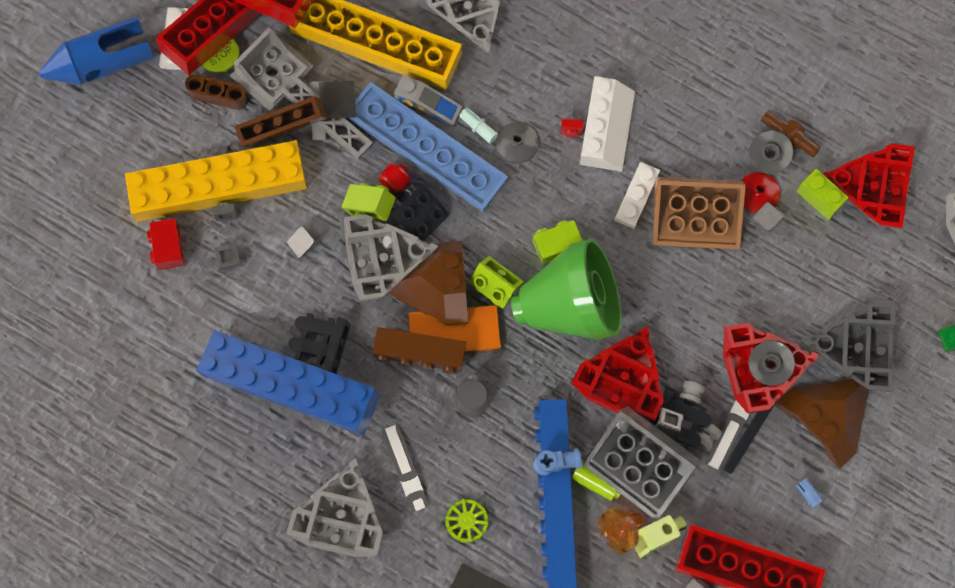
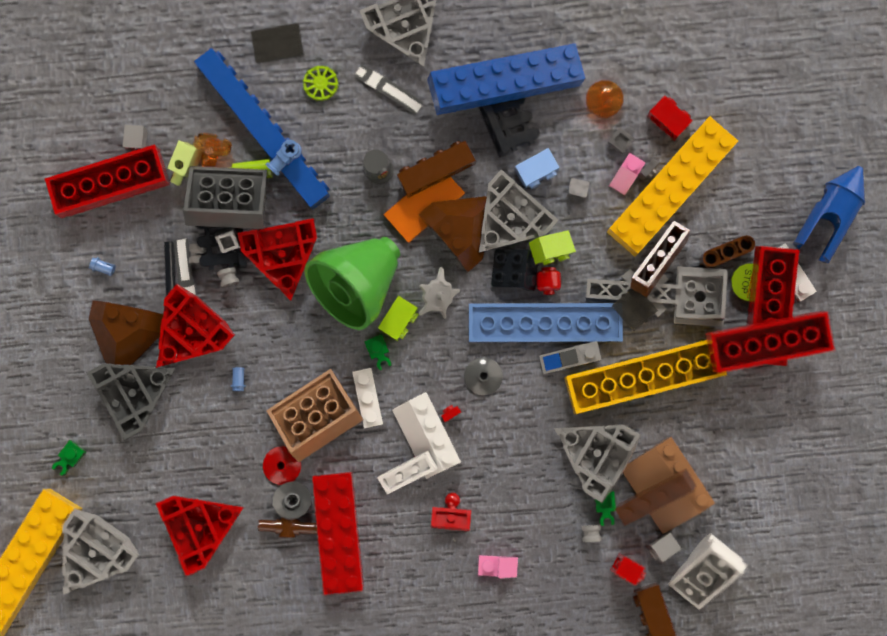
camera: 145 degrees right, 10 degrees up
(210, 307) = (604, 99): none -> clear orange tile
(246, 224) = (627, 174): none -> bright pink slope
(325, 285) = (536, 169): none -> light blue brick
(478, 125) = (520, 367): light aqua axle -> none
(495, 282) = (419, 256): lime brick -> none
(505, 235) = (437, 294): none -> light grey piece
(596, 229) = (377, 348): none -> green plate
(636, 43) = (450, 517): none -> red plate
(648, 103) = (407, 472): none -> white plate
(747, 97) = (338, 533): none -> red brick
(747, 293) = (238, 379): none -> medium blue pin
(768, 217) = (261, 448): flat silver slope -> none
(771, 352) = (182, 322): dark grey dish -> none
(822, 194) = (232, 494): lime brick -> none

